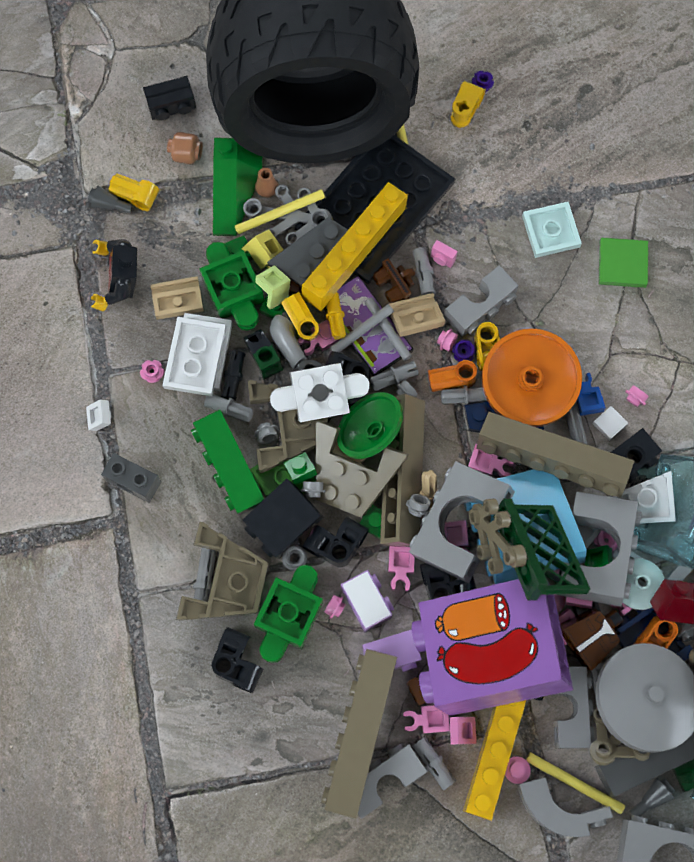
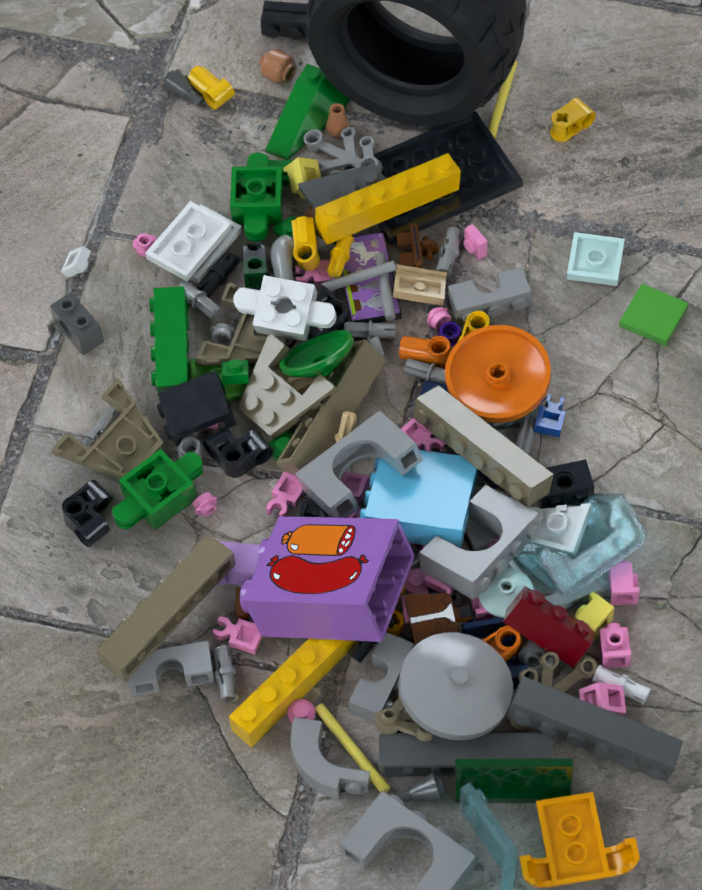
camera: 30 degrees right, 15 degrees down
(121, 272) = (160, 149): black torso -> none
(177, 298) = (201, 189): tan plate -> none
(275, 284) = (294, 205): yellowish green panel -> none
(280, 211) = (336, 148): light yellow bar -> none
(313, 489) = (237, 392): light grey plate -> none
(366, 600) = (237, 511): white brick -> none
(418, 505) = (325, 438): light grey plate -> none
(463, 730) = (267, 655): bright pink plate -> none
(478, 76) = (600, 106): dark purple plate -> none
(481, 519) = (376, 486): dark tan plant -> none
(533, 573) = (394, 495): dark green fence -> none
(610, 423) = (561, 450): white tile -> none
(636, 396) = (599, 435): bright pink plate -> none

